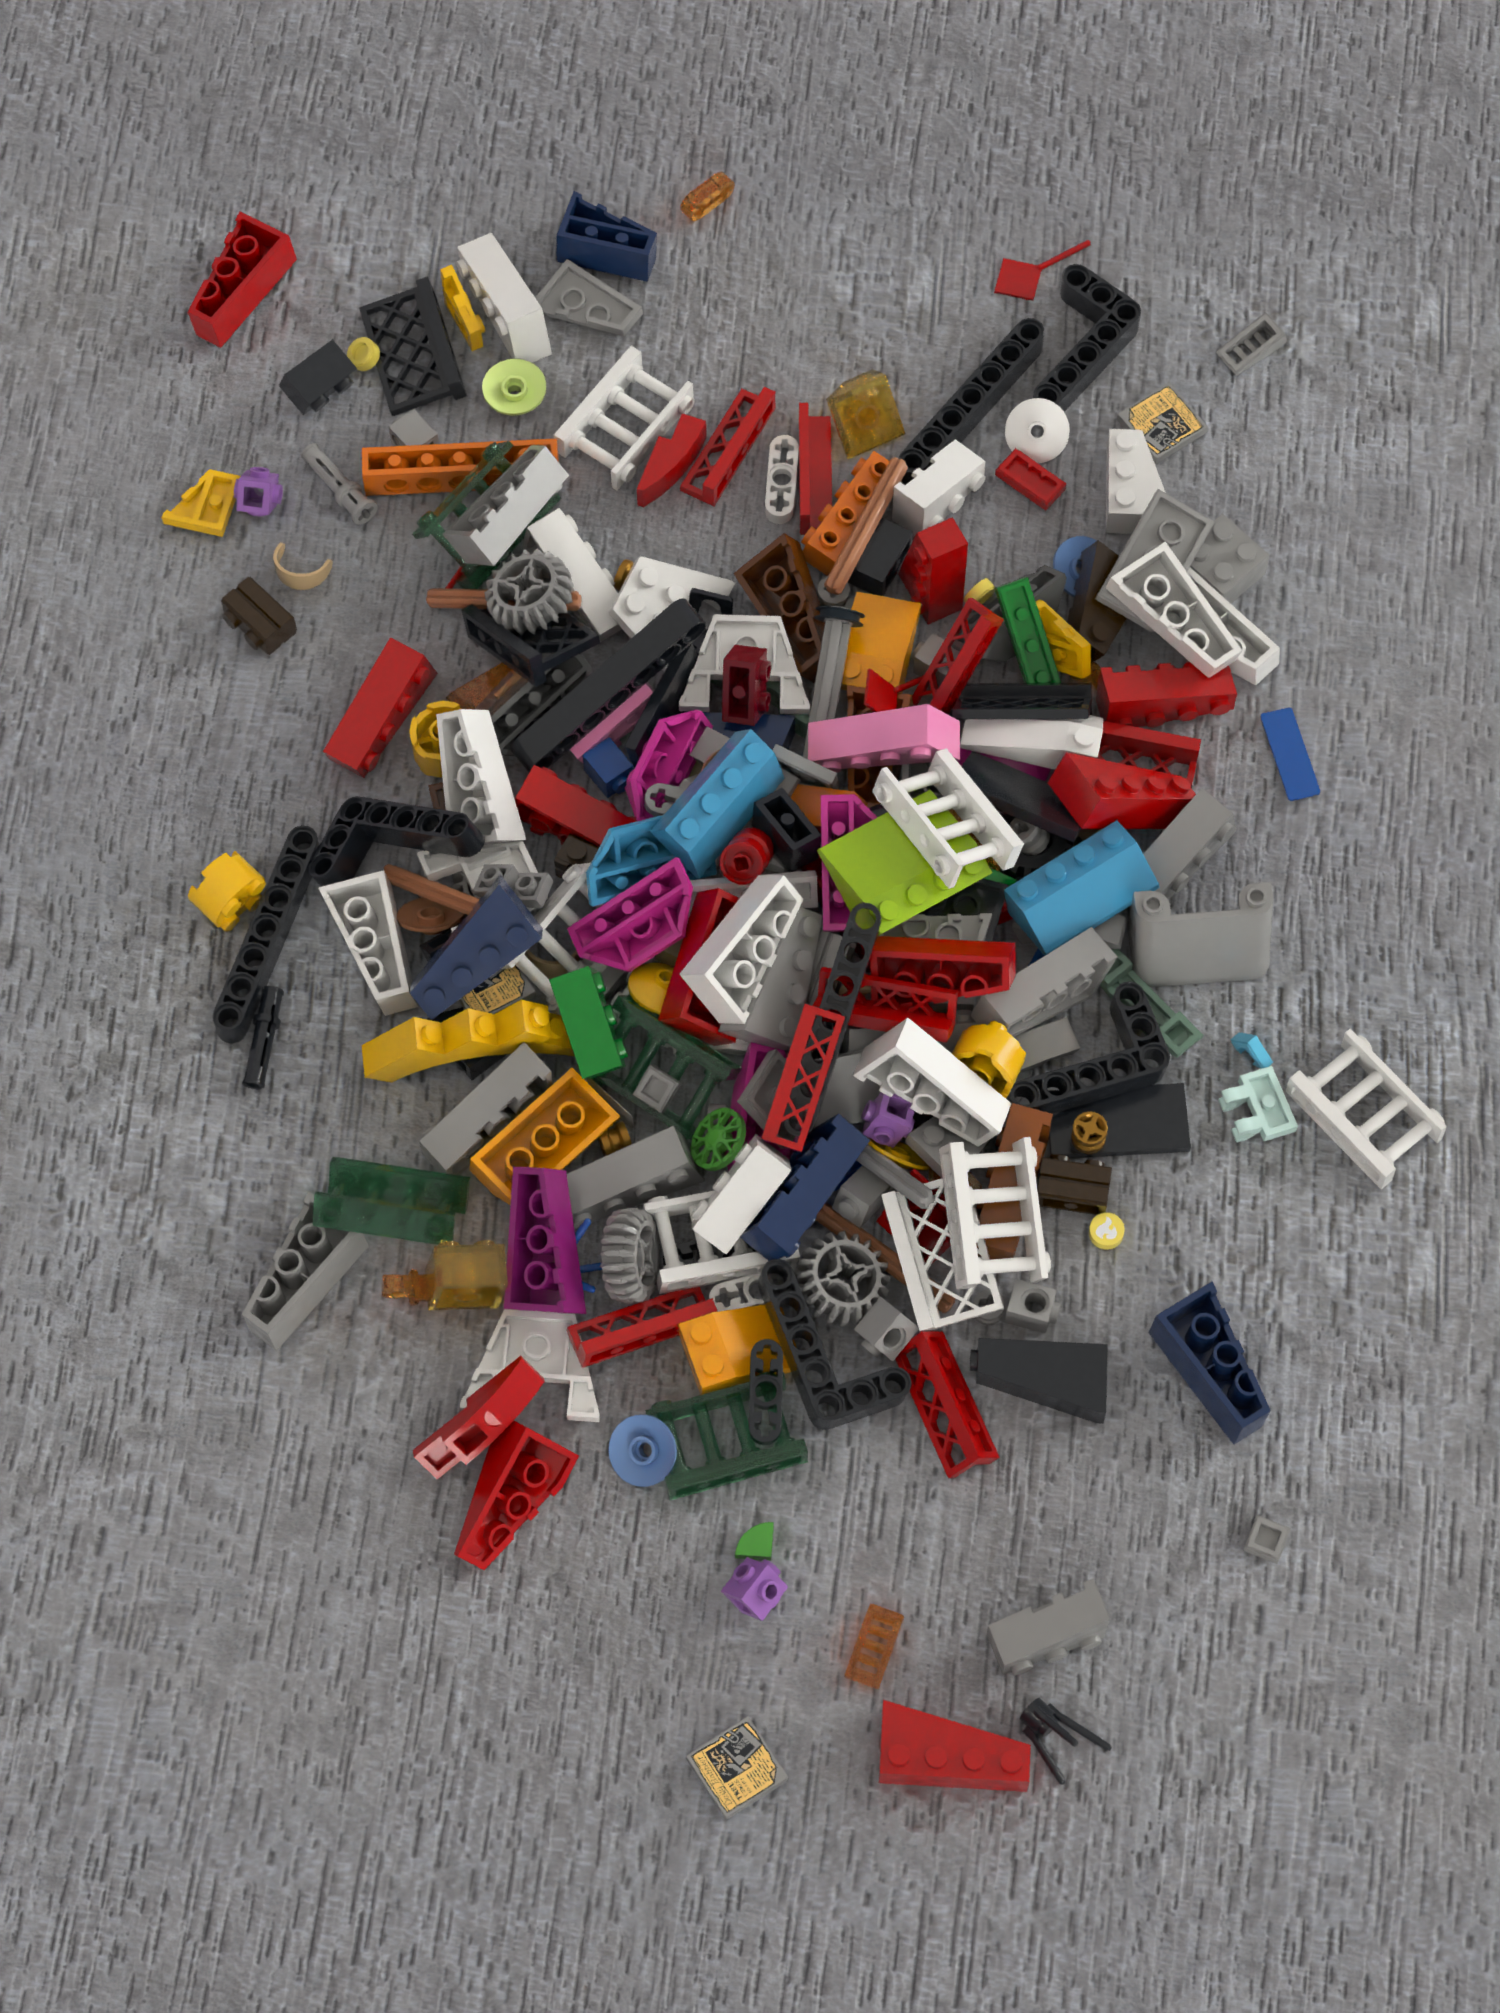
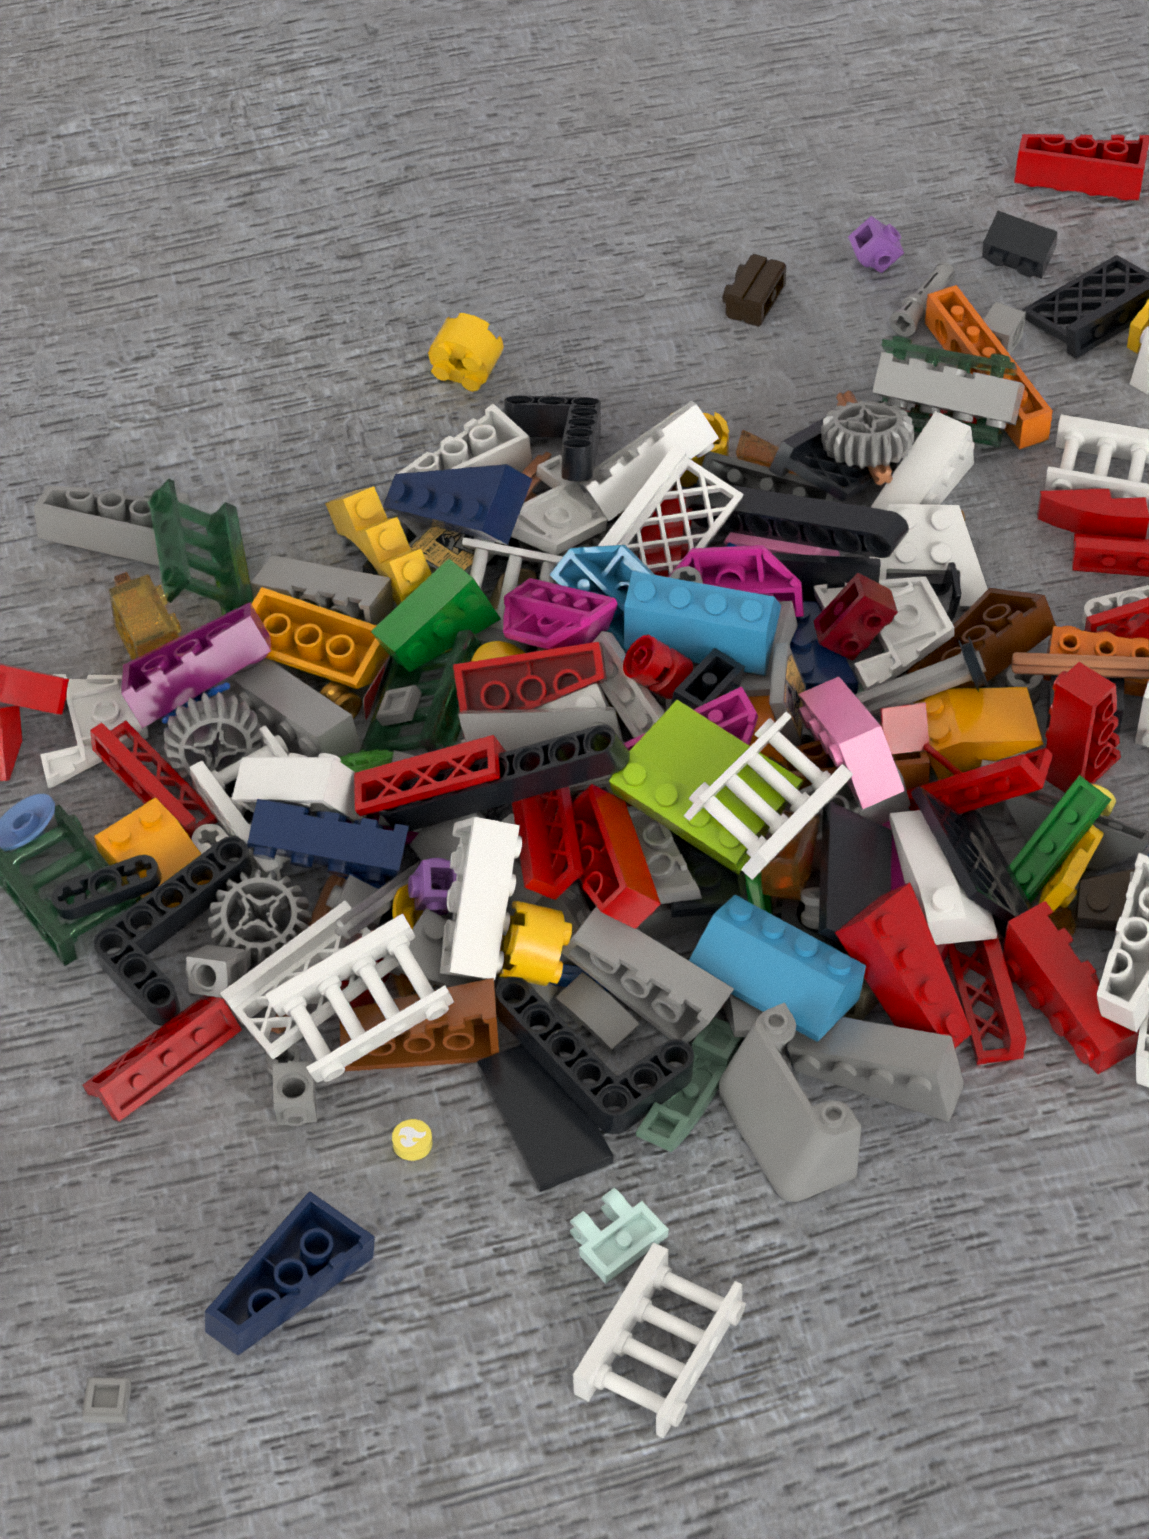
camera: 70 degrees right, 15 degrees down
(205, 505) = (840, 222): yellow wing -> none
(265, 948) = (430, 396): black beam -> none
(265, 1025) = (339, 429): black pin -> none
(297, 580) = (816, 315): tan helmet -> none
(363, 353) = (1069, 271): light yellow tile -> none
(380, 707) = (732, 387): red wedge -> none
(514, 376) = (1100, 379): yellowish green dish -> none
(529, 887) = (547, 516): light grey slope -> none
(539, 798) = (652, 495): none -> white fence
(740, 949) = (536, 680): white wedge -> none
(1046, 1372) = (224, 1138): black slope -> none
(1074, 1185) = (447, 1089): dark brown brick -> none
(1090, 1124) = (501, 1073): pearl gold wheel -> none
(1253, 1046) = (681, 1208): medium azure tile -> none
(1290, 754) = (1067, 1140): blue piece -> none

